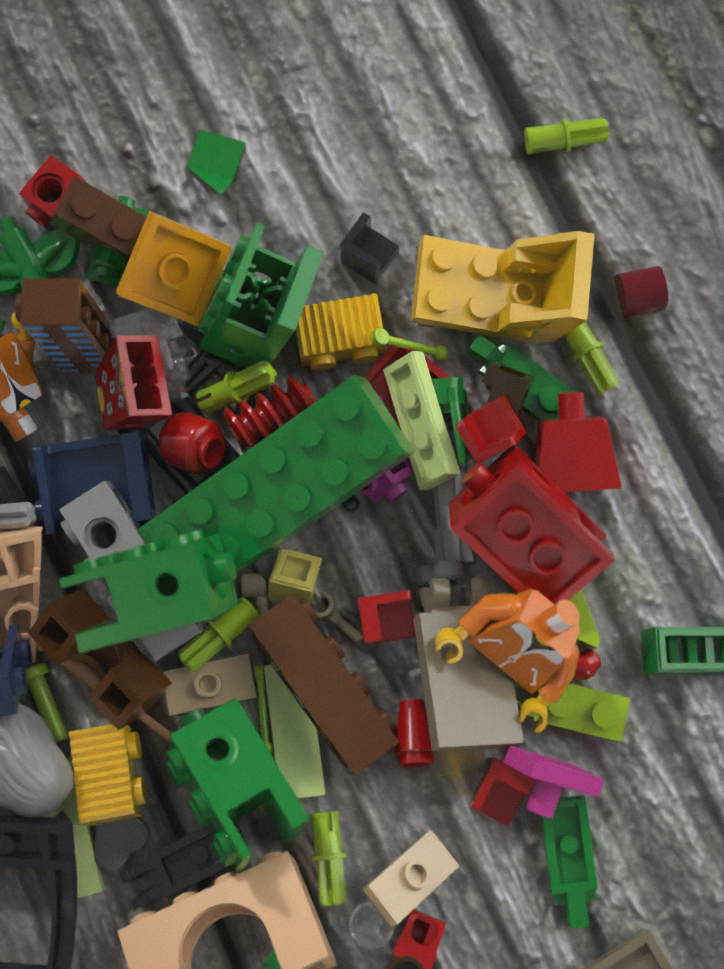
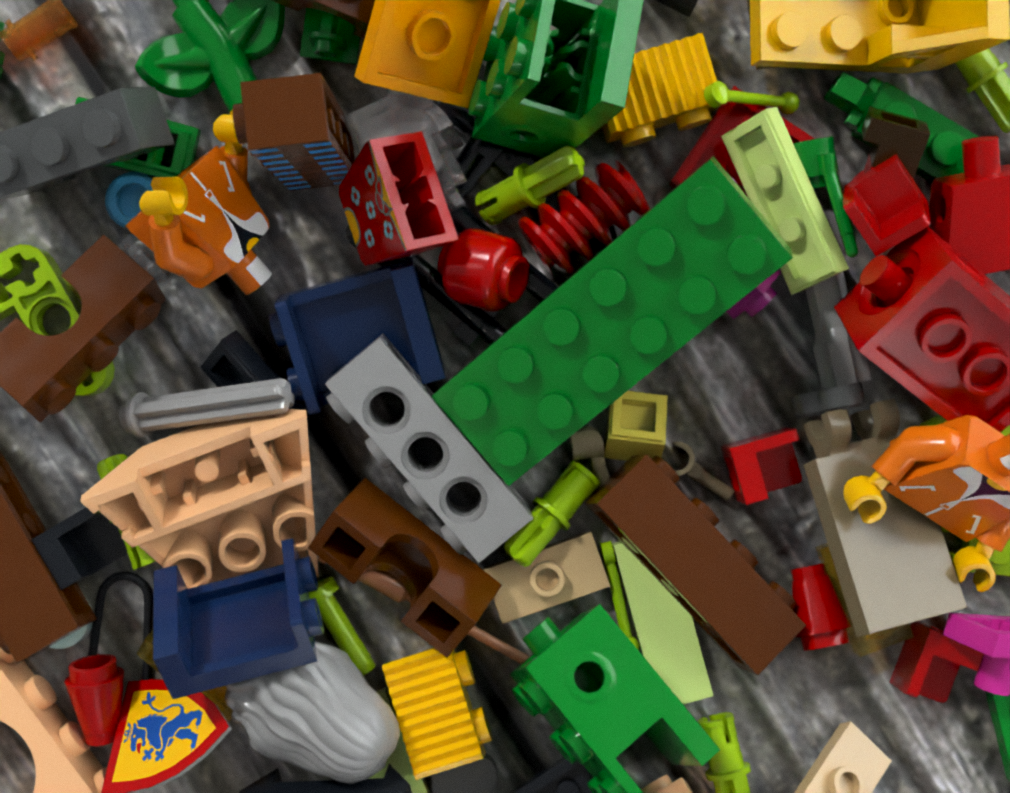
camera: 10 degrees left, 10 degrees up
(159, 587) = (483, 482): green torso -> none

